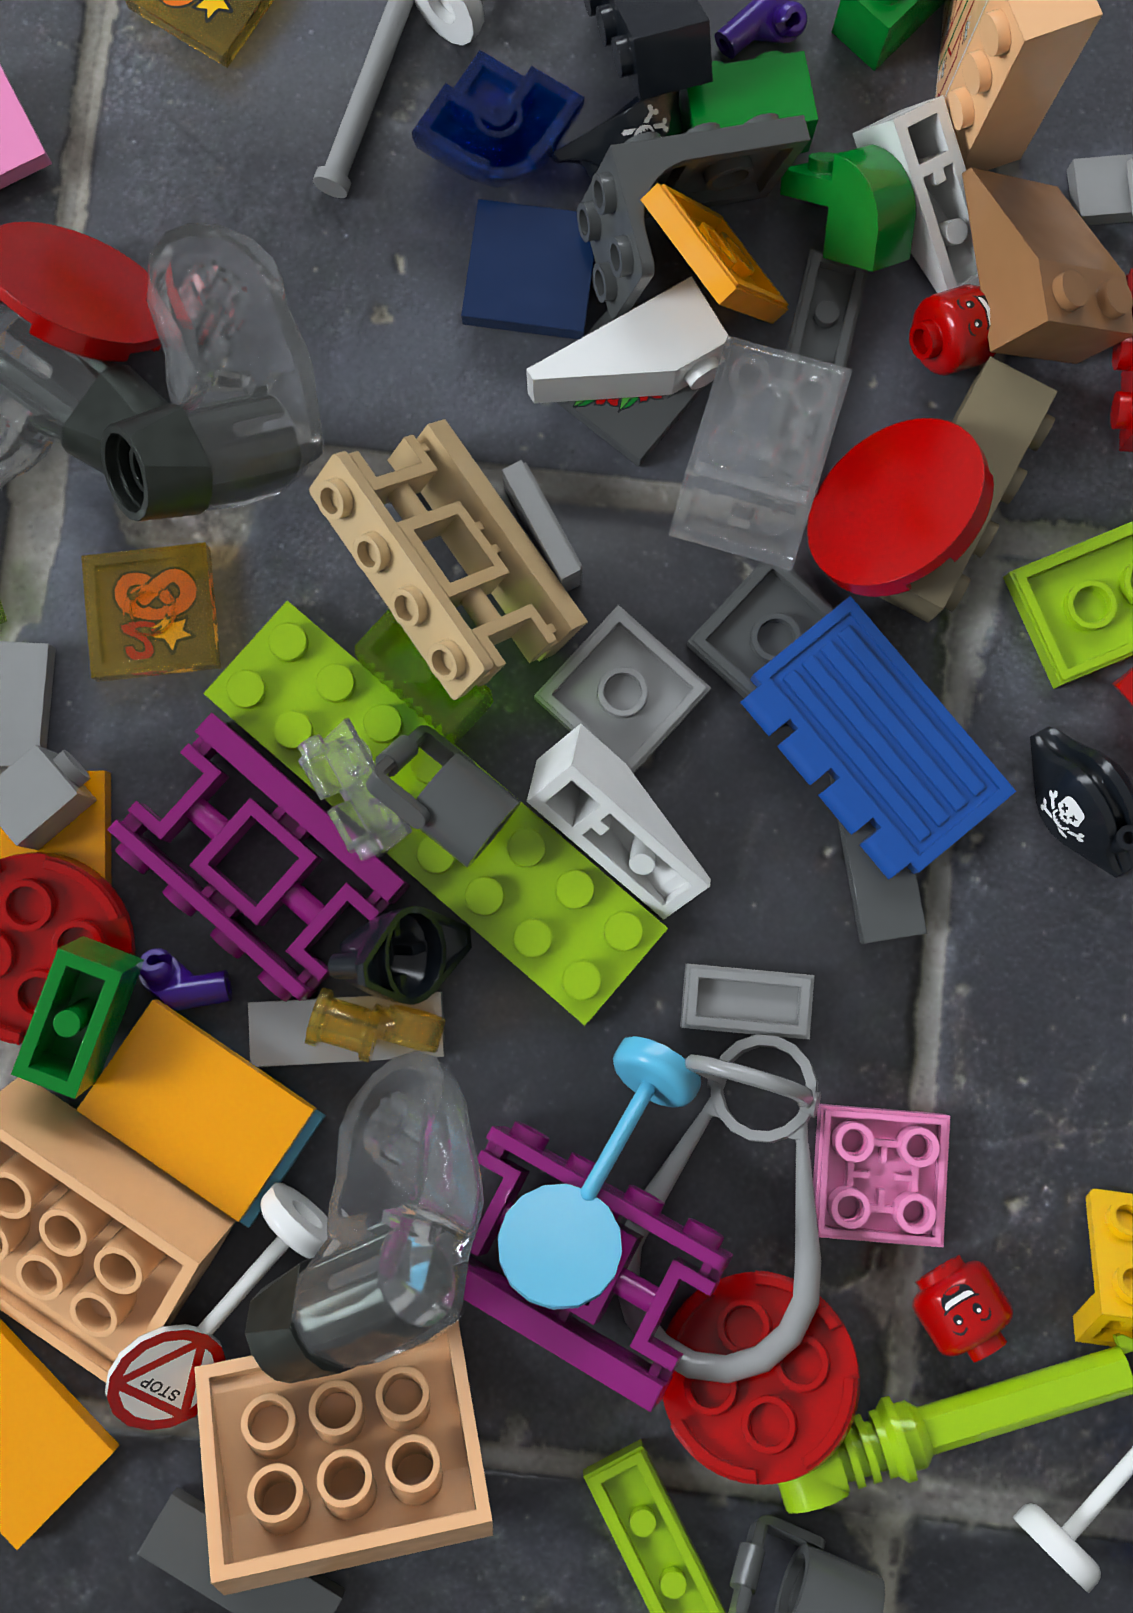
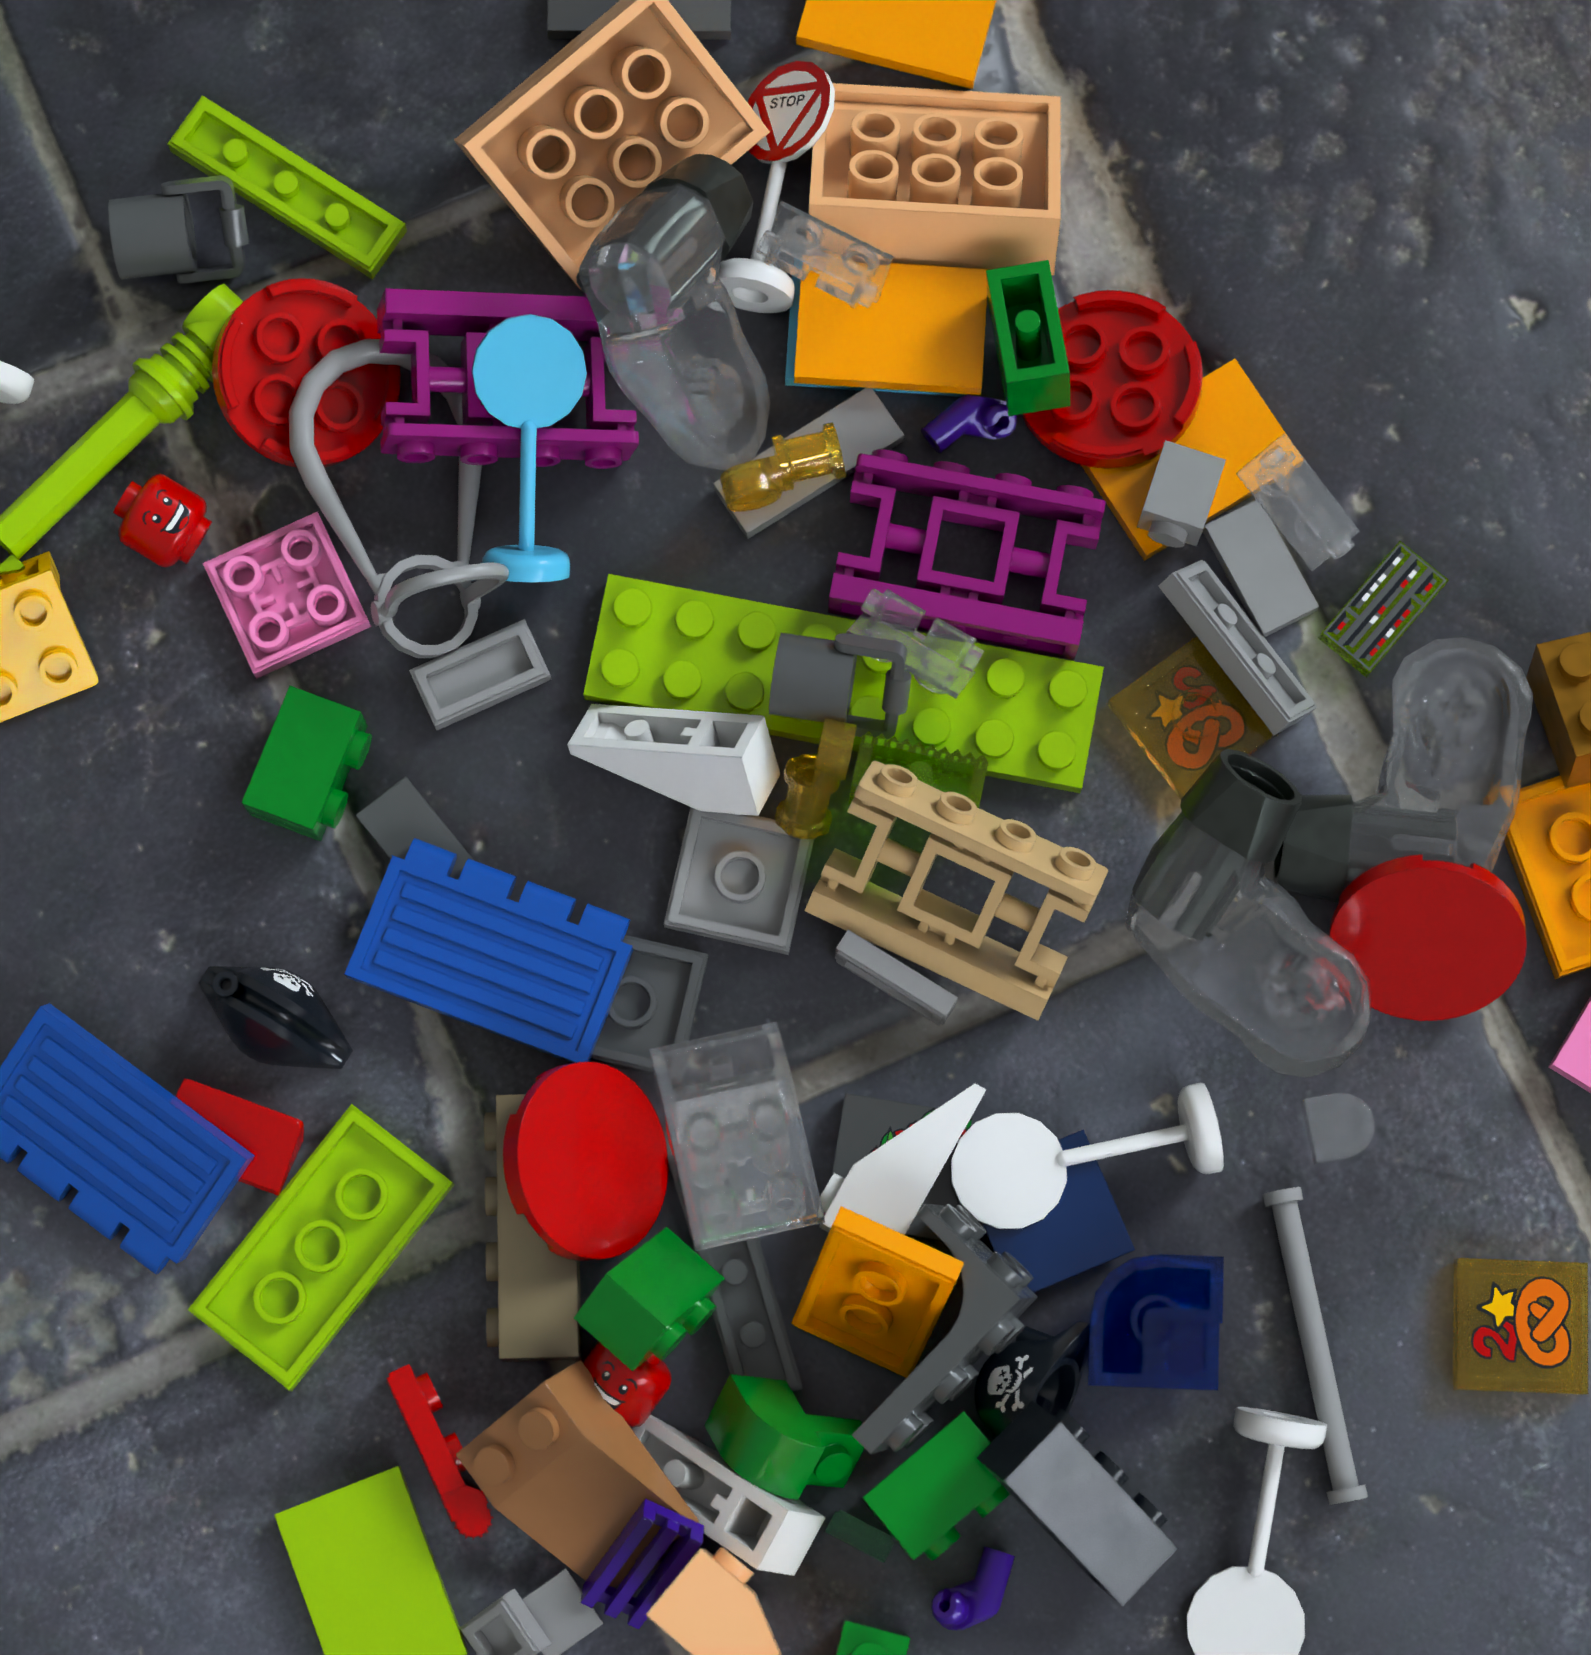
camera: 150 degrees right, 5 degrees down
(77, 643) = (1238, 646): none -> light grey tile
(226, 1227) = (845, 264): none -> clear hinge
(254, 211) = (1337, 1126): none -> clear tile
(402, 954) = (796, 538): black hat -> none
(511, 726) = (813, 780): none -> clear yellow connector
(530, 311) = (1014, 1169): none -> white piece
(836, 108) = (860, 1535): none -> clear green tile
(909, 361) = (651, 1300): none -> green brick
(948, 1001) = (307, 764): none -> green brick
(1029, 168) = (621, 1599): none -> dark purple tile

